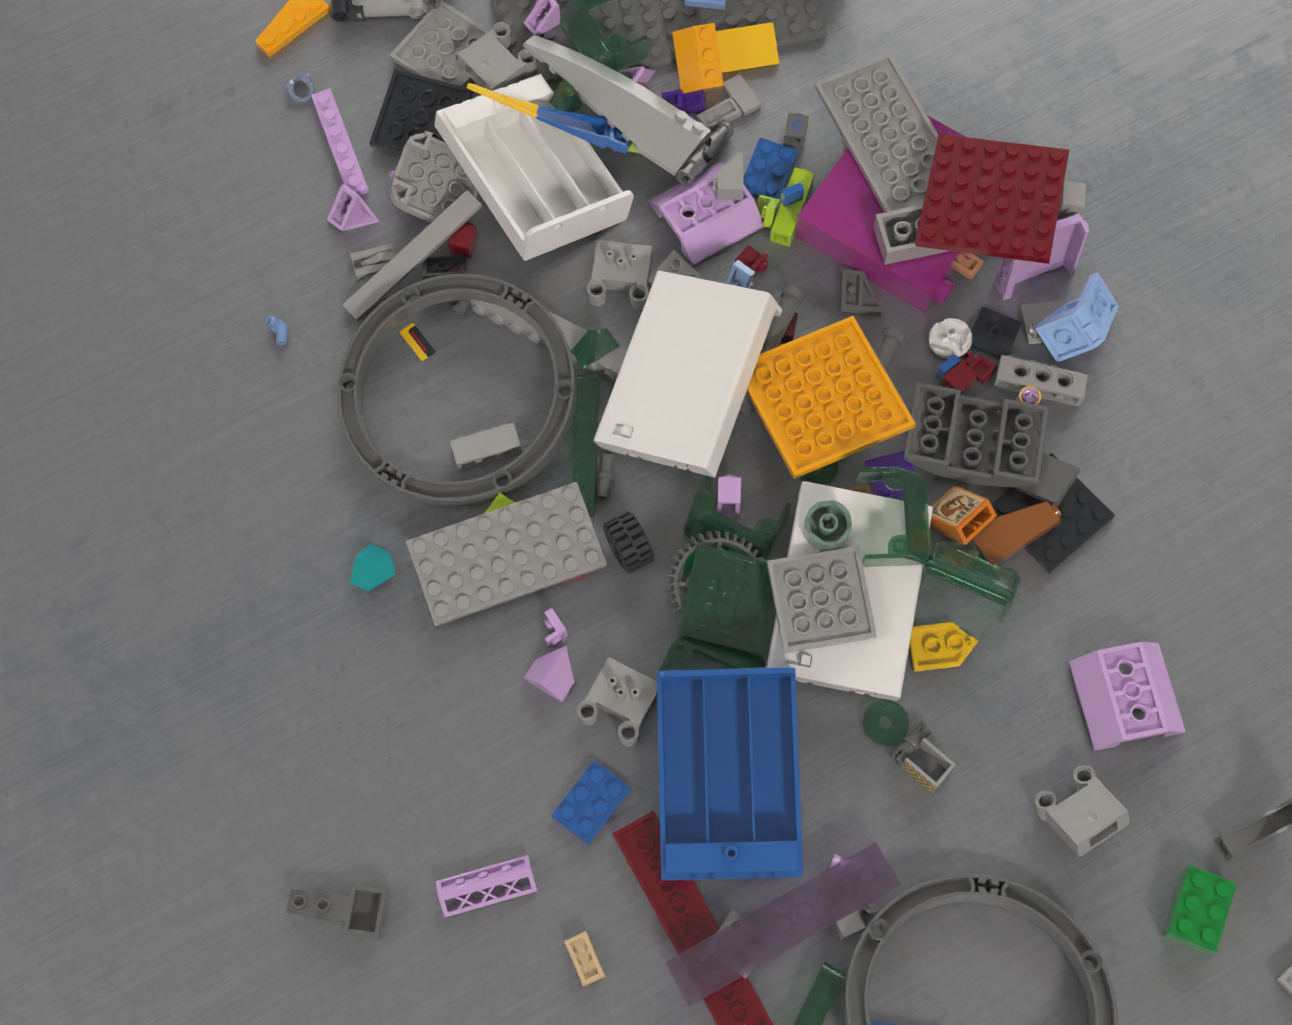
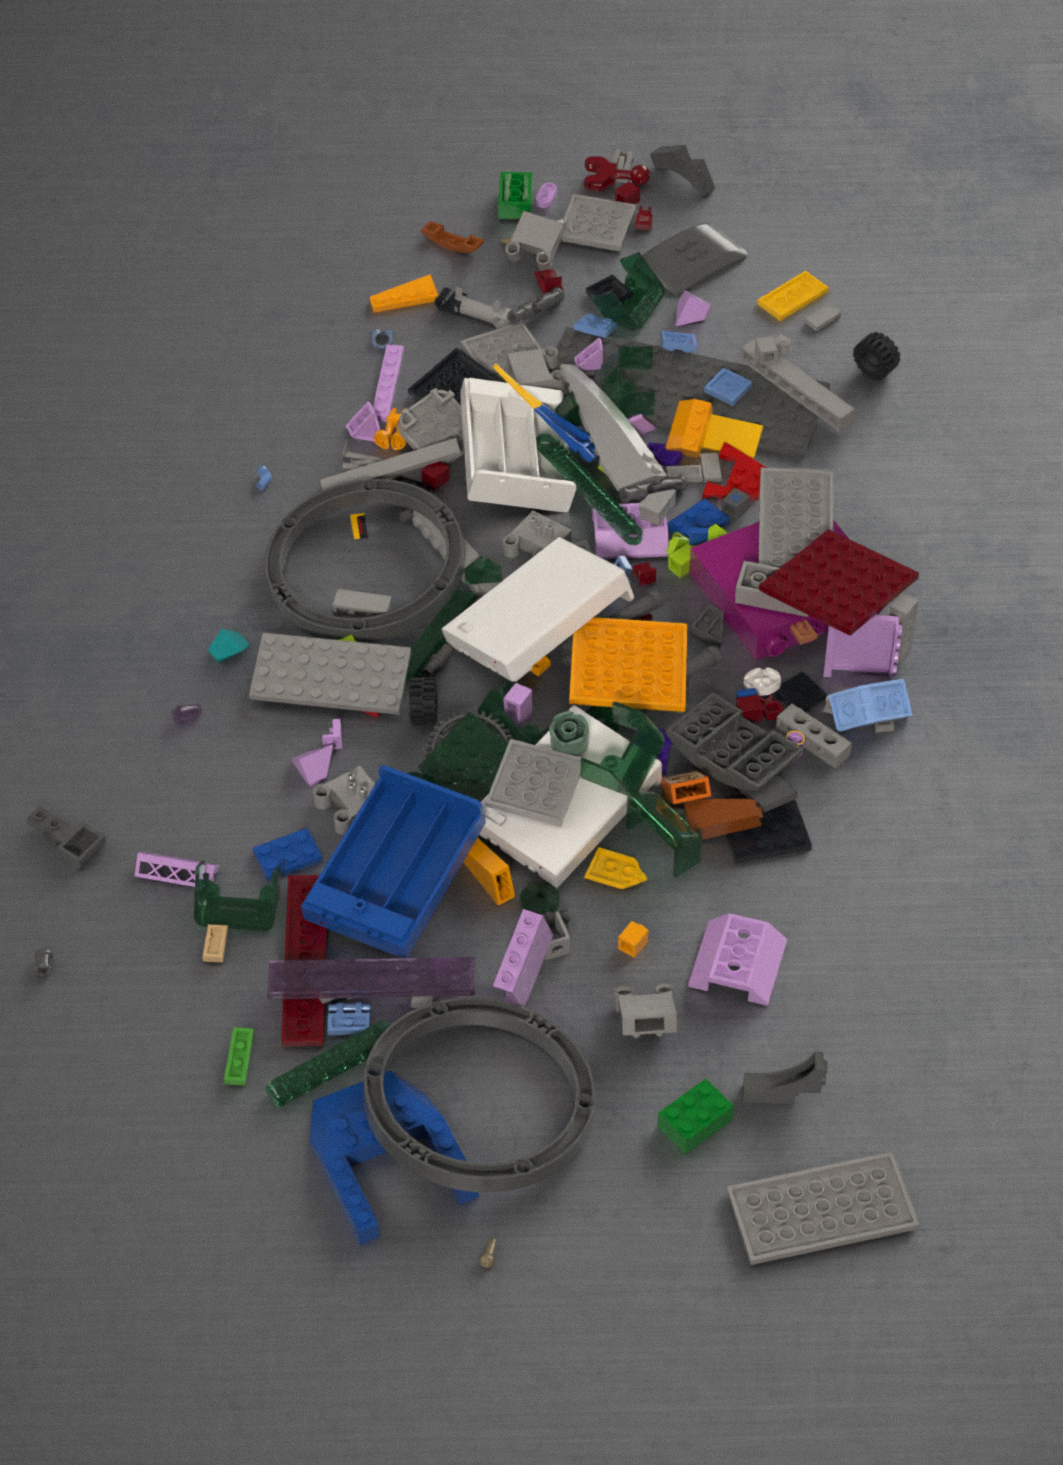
camera: 25 degrees right, 20 degrees down
(375, 679) = (183, 713): none -> clear purple cone
(379, 219) = (384, 437): none -> light orange piece
(582, 904) = (232, 911): none -> clear green windscreen
(646, 188) = (589, 489): none -> clear green gear
(784, 985) = (348, 1023): none -> medium blue plate
(786, 92) = (744, 475): none -> red wing
(825, 721) = (490, 872): none -> light orange slope
(940, 830) = (524, 958): none -> lavender panel
(1010, 724) = (633, 939): none -> light orange brick

